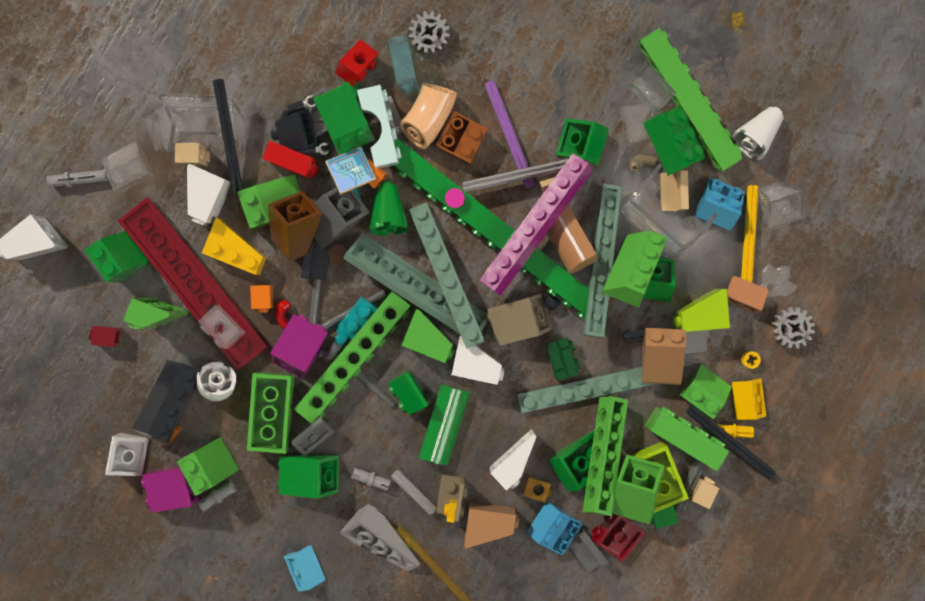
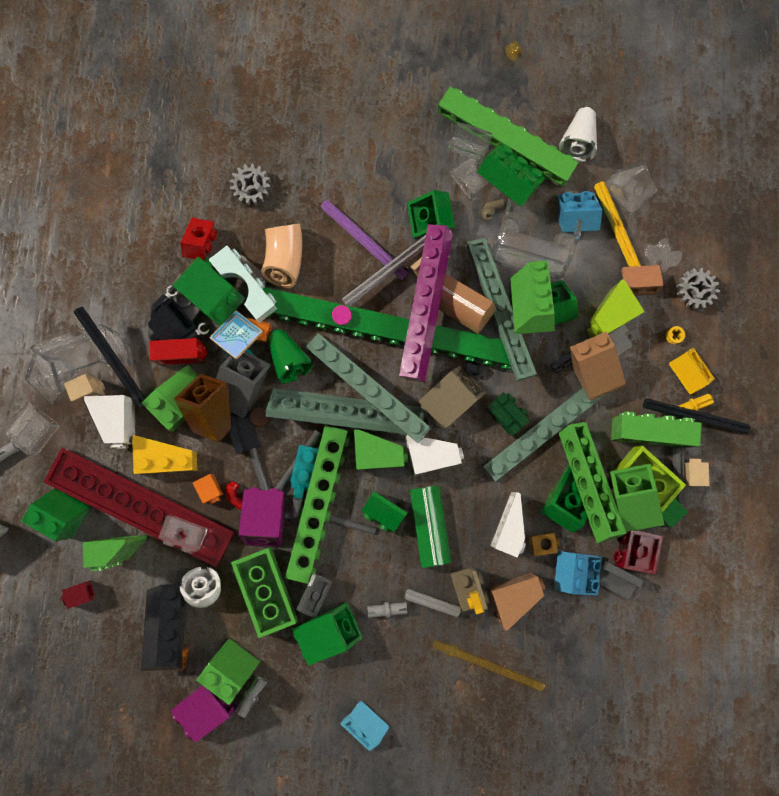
camera: 30 degrees left, 5 degrees down
(126, 455) = (147, 698): white slope -> none
(374, 531) = (414, 658): light grey wedge -> none
(402, 64) = (239, 220): clear light blue window -> none
(461, 138) = (323, 261): dark orange slope -> none
(674, 191) = (533, 220): tan panel -> none
(706, 391) = (650, 382): bright green slope -> none

